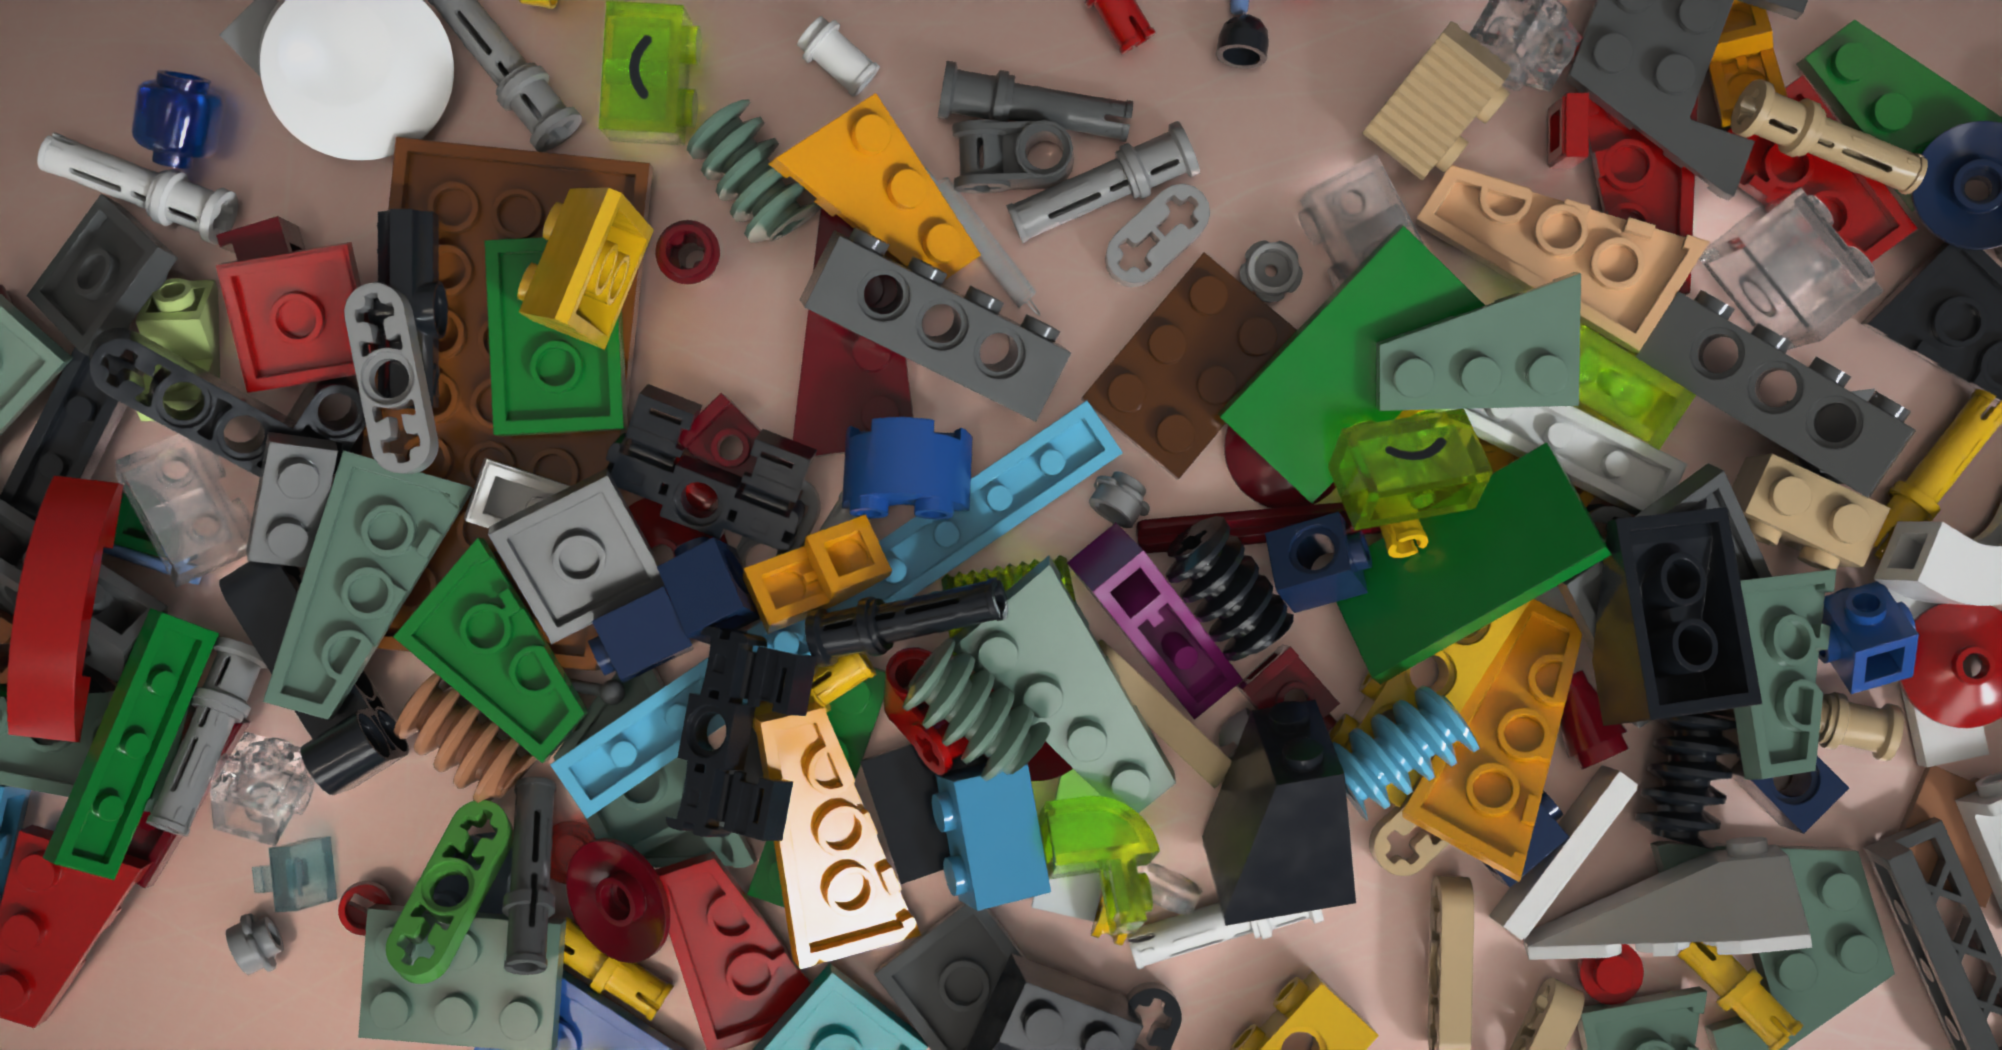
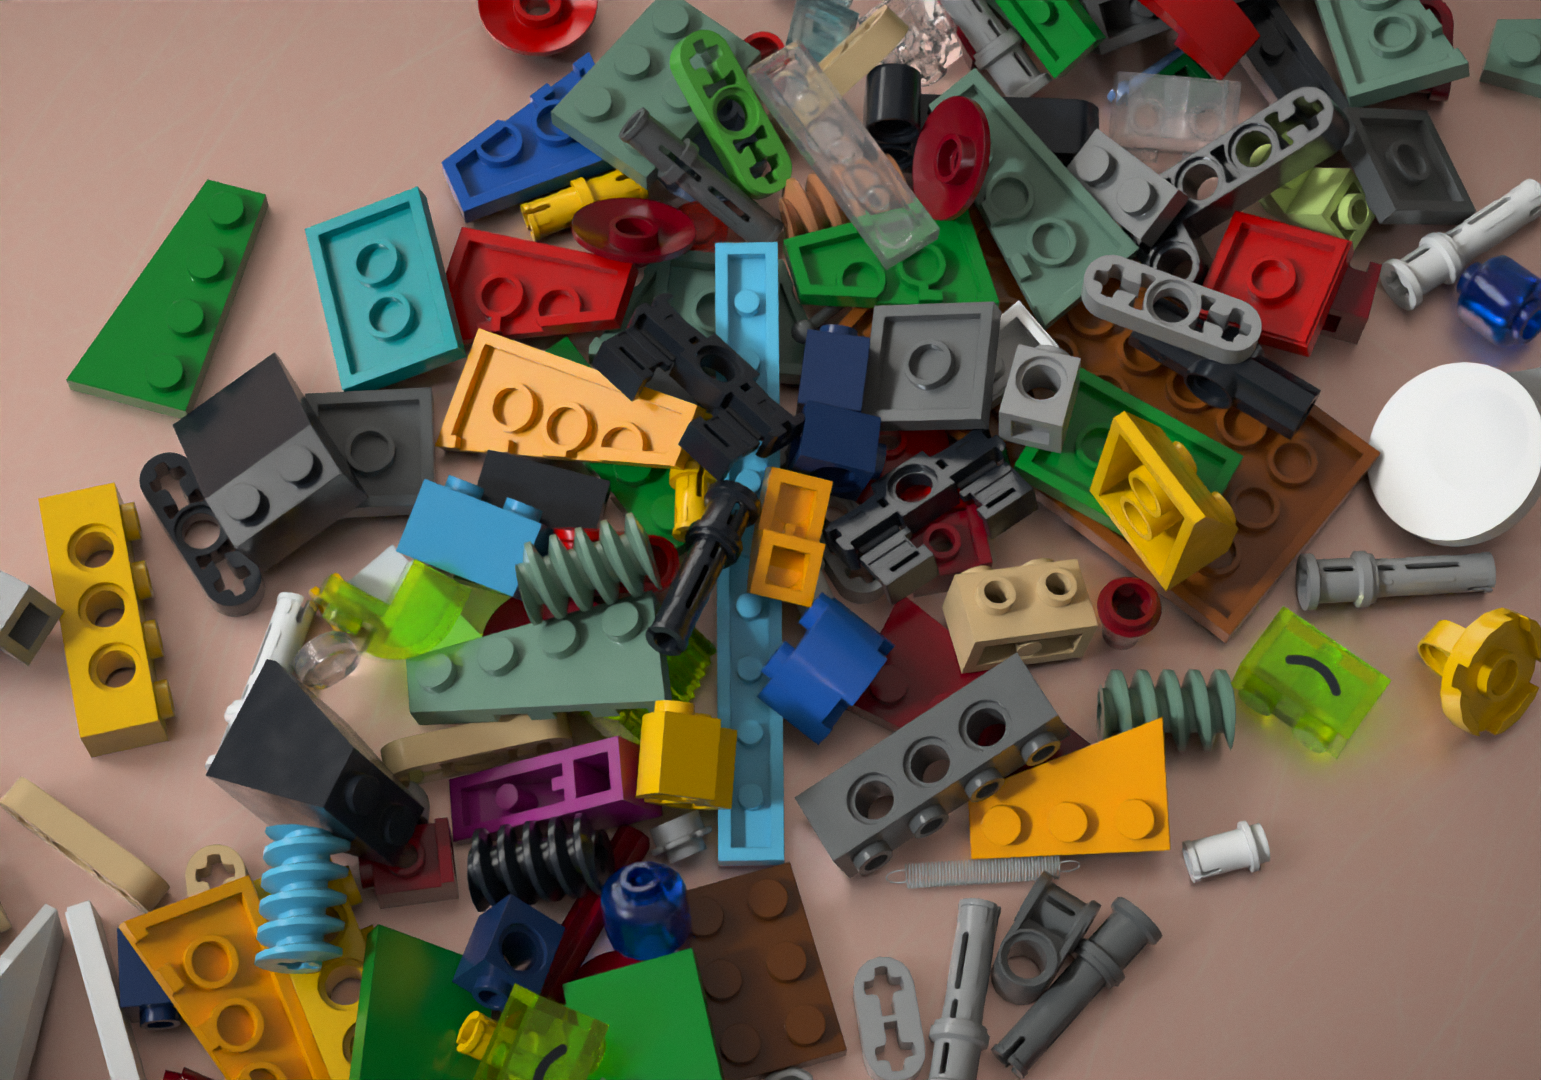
camera: 120 degrees right, 20 degrees down
(344, 824) = (859, 53): none -> tan beam
(372, 660) = (951, 158): none -> dark red dish
(428, 763) = (843, 154): none -> clear plate
(579, 438) = (1037, 421): none -> light grey brick
(749, 345) = (1023, 610): none -> tan brick
(1077, 521) = (685, 758): none -> yellow brick
(1212, 475) = (646, 910): none -> clear blue head

